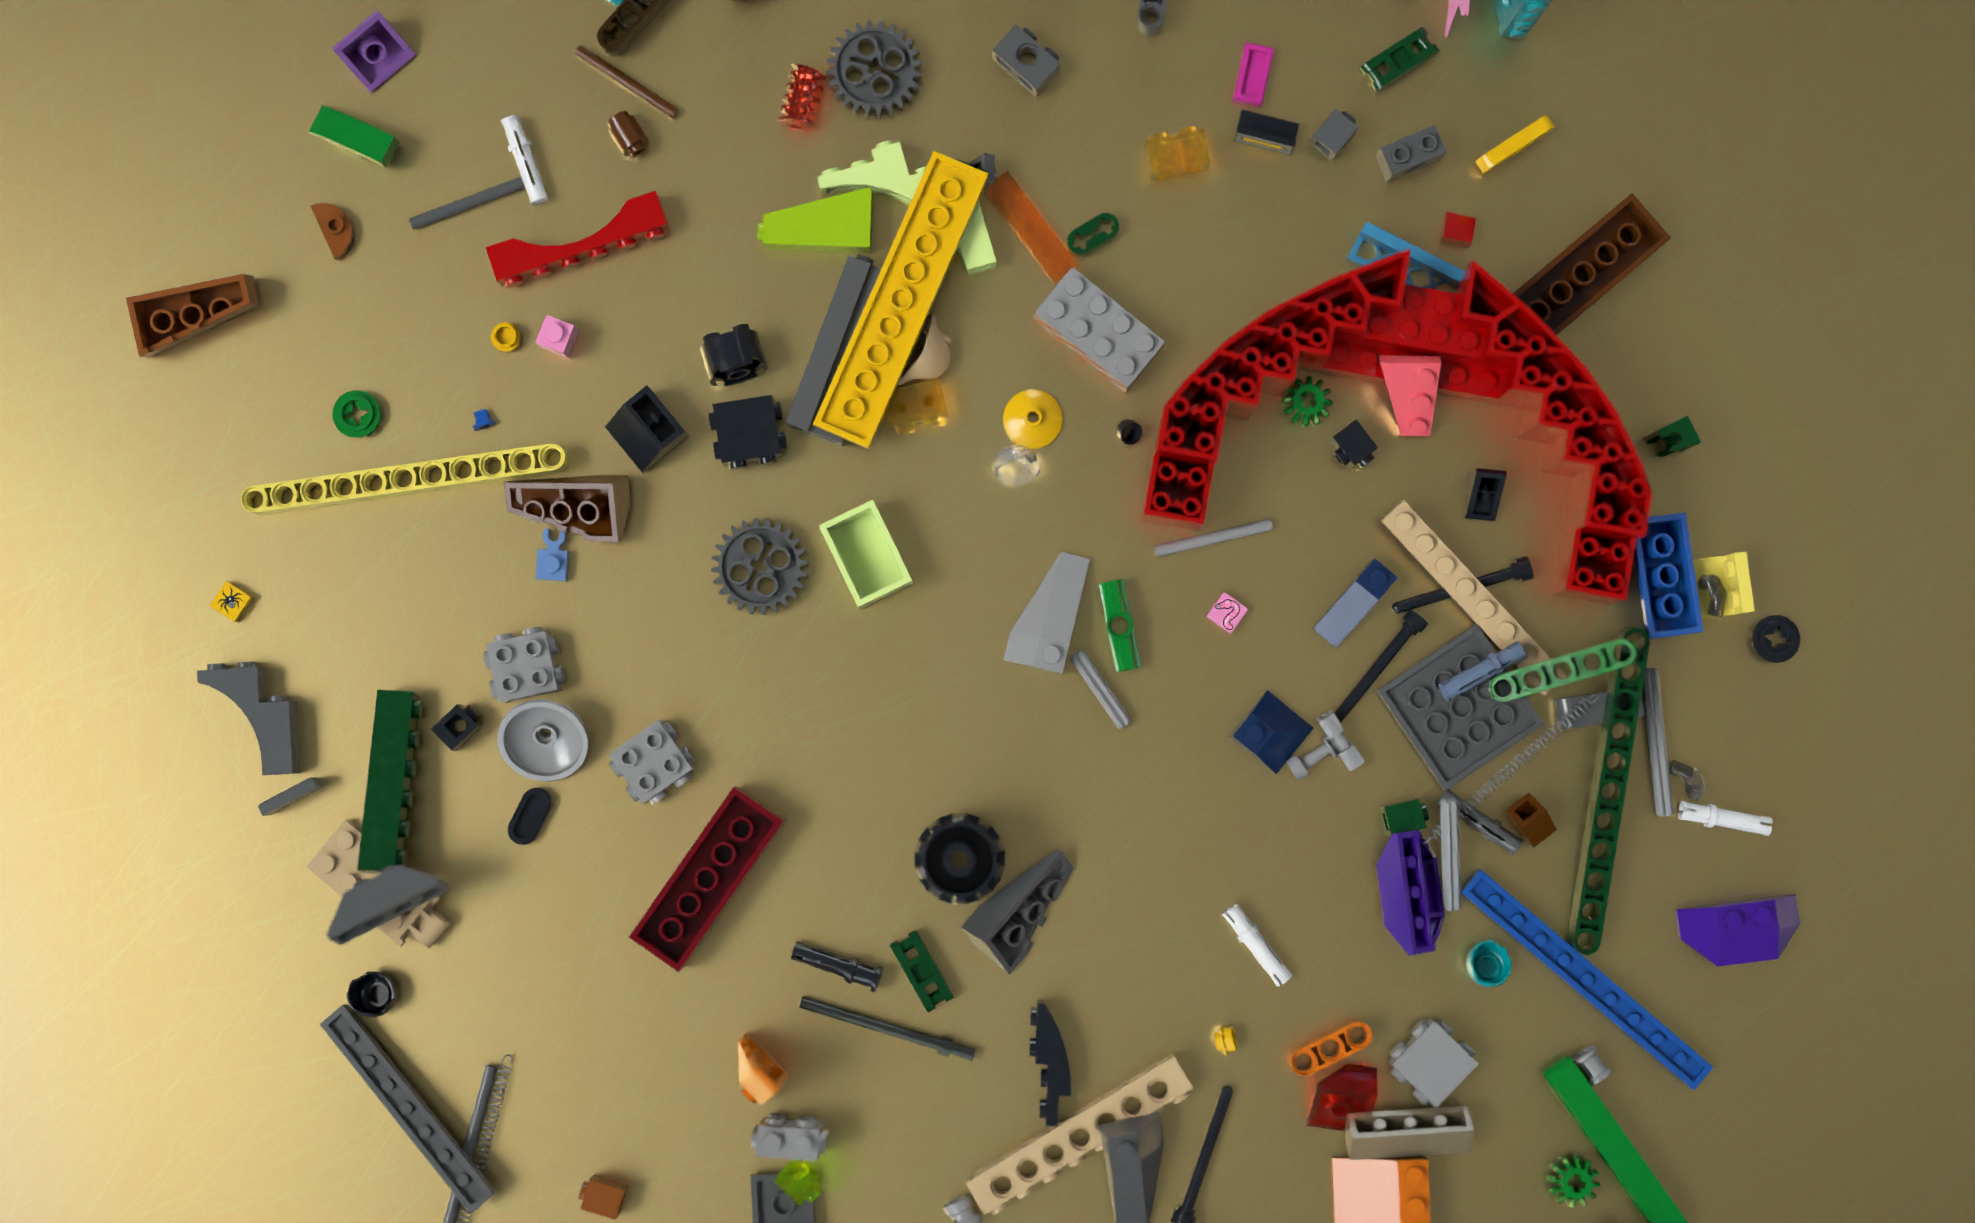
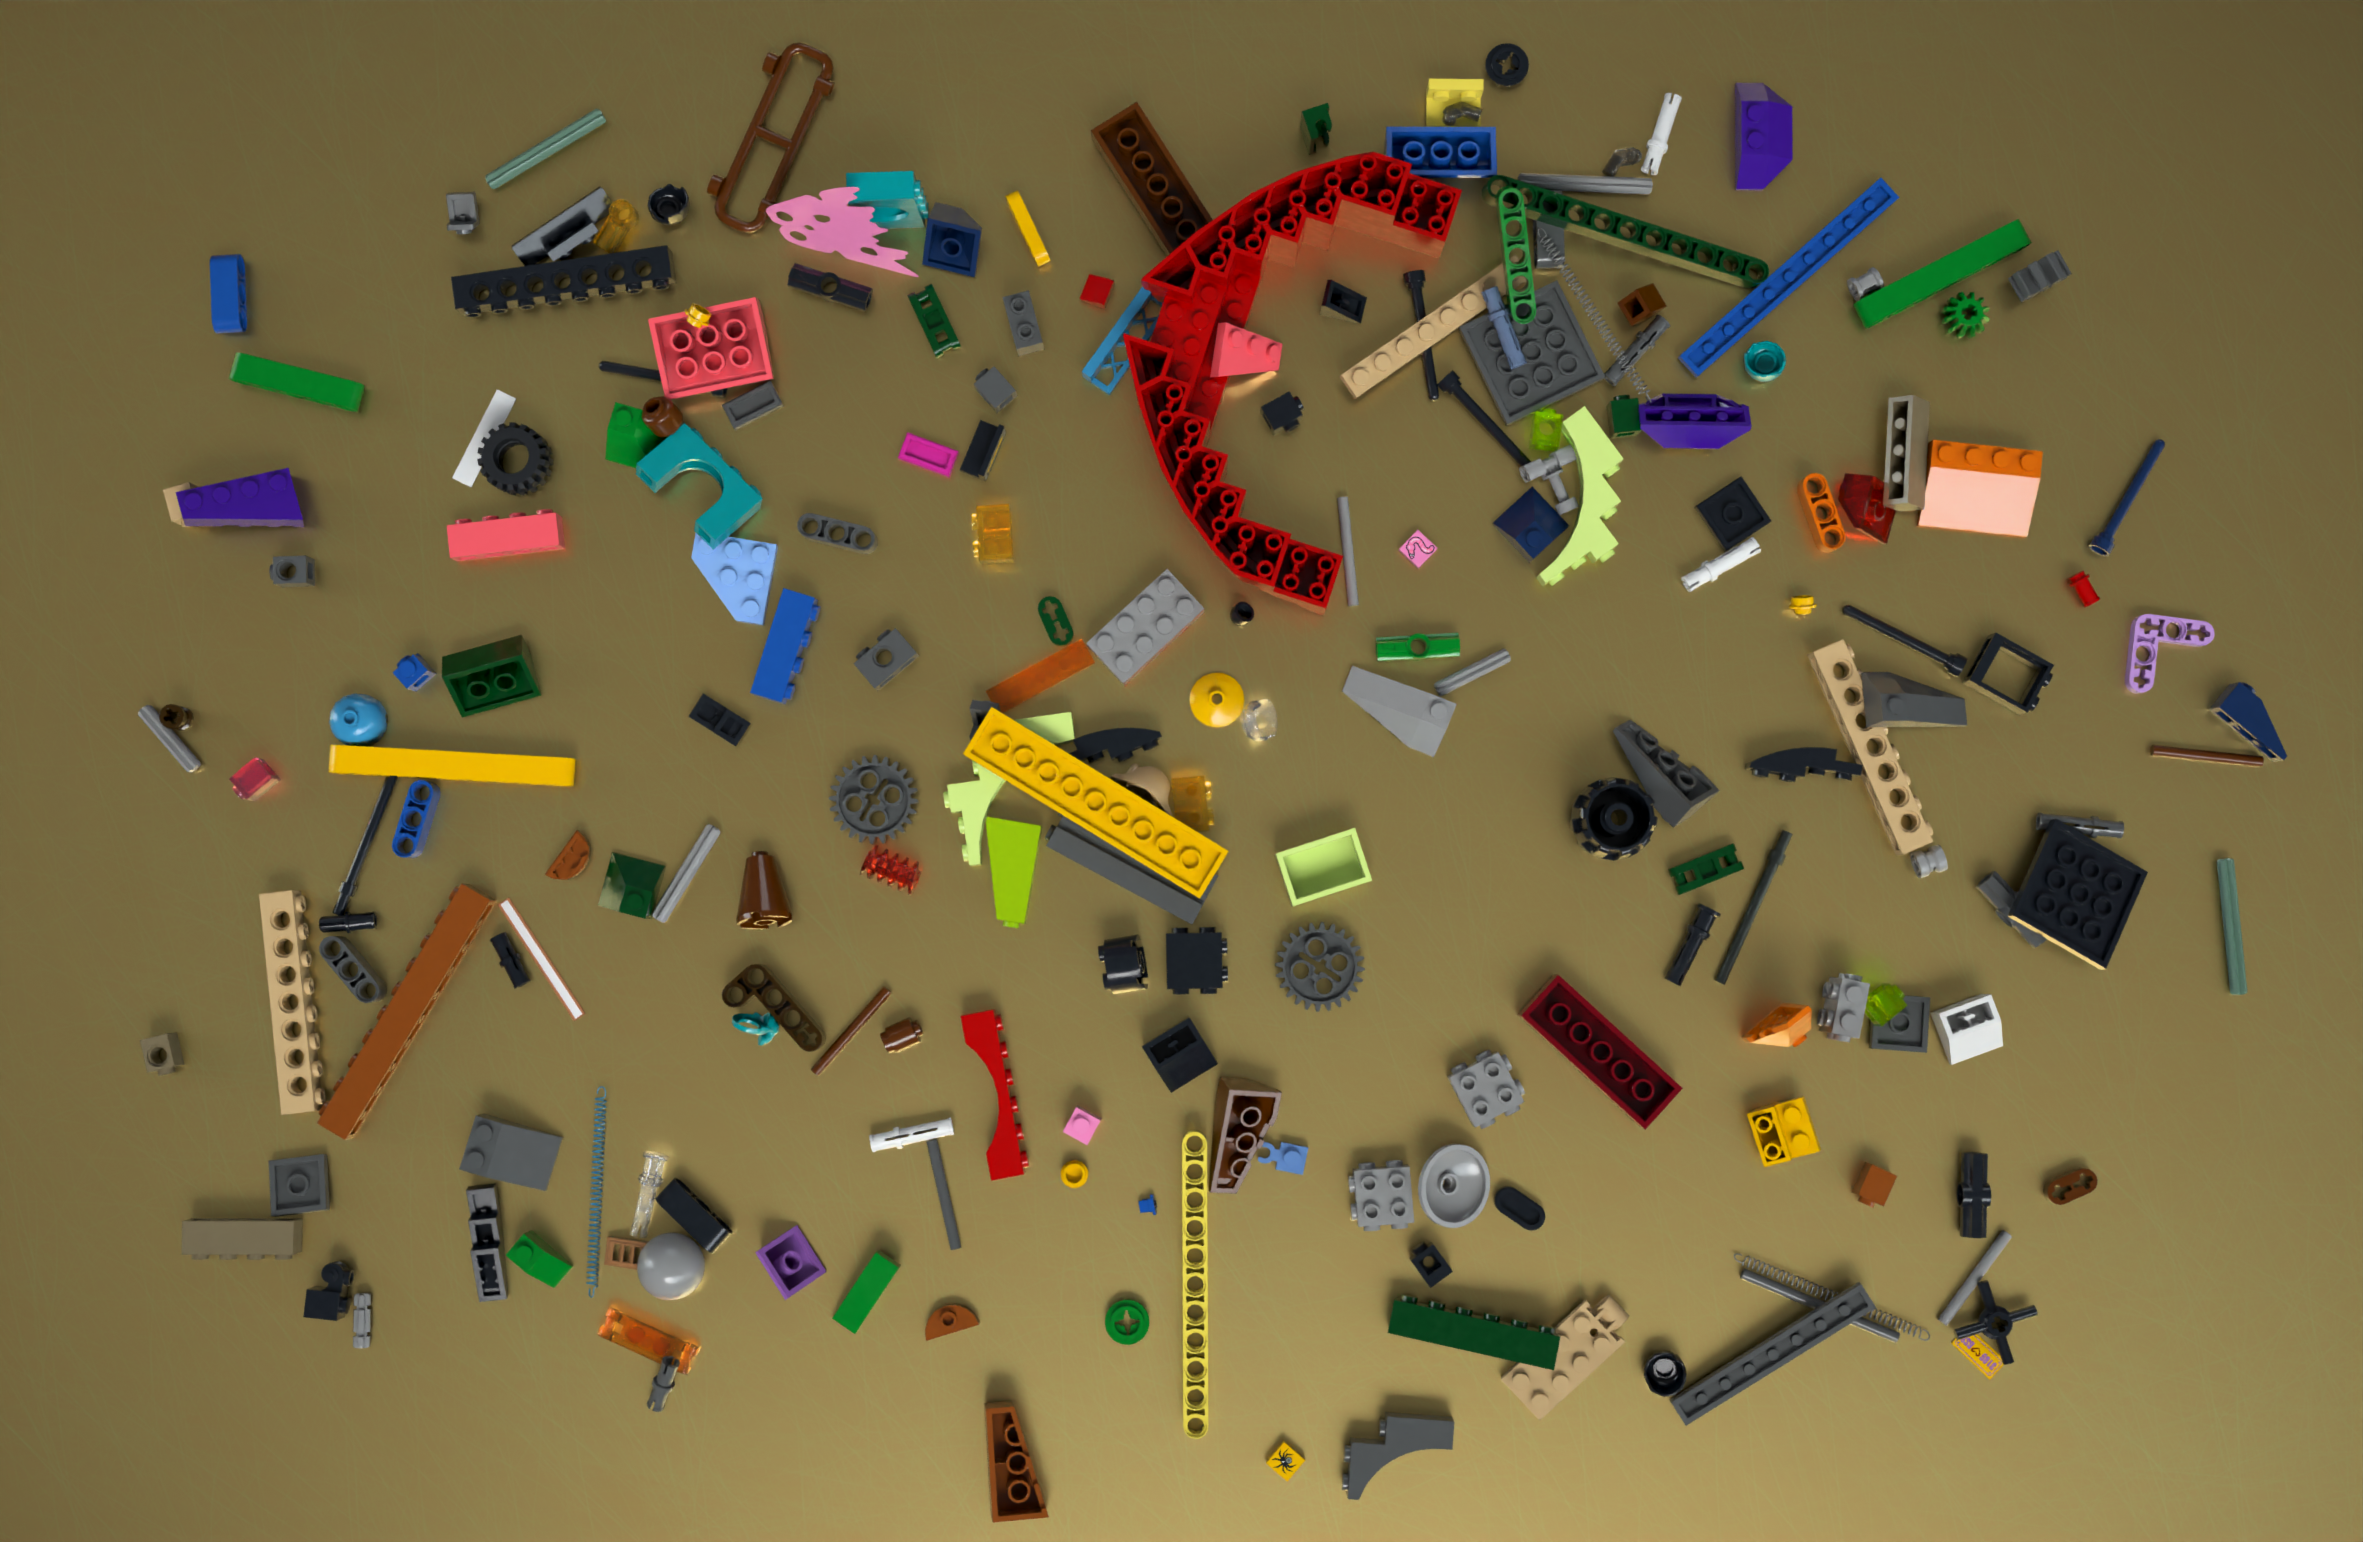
camera: 80 degrees left, 0 degrees up
(290, 796) = (1473, 1427): dark grey tile -> none
(382, 899) = (1586, 1350): dark grey wedge -> none
(648, 1090) = (1783, 1131): none -> yellow brick
(970, 316) = (1117, 741): none -> black slope
(1267, 796) = (1595, 458): none -> yellowish green arch
(1315, 951) = (1733, 514): none -> black tile
(1317, 401) = (1238, 439): green gear -> none
(1355, 602) = (1424, 432): slope -> none
(1363, 730) = (1539, 440): none -> clear neon green brick
(1432, 1062) = (1845, 423): light grey brick -> none
(1450, 854) = (1663, 380): light grey axle -> none
(1490, 63) = (952, 240): none -> dark blue slope

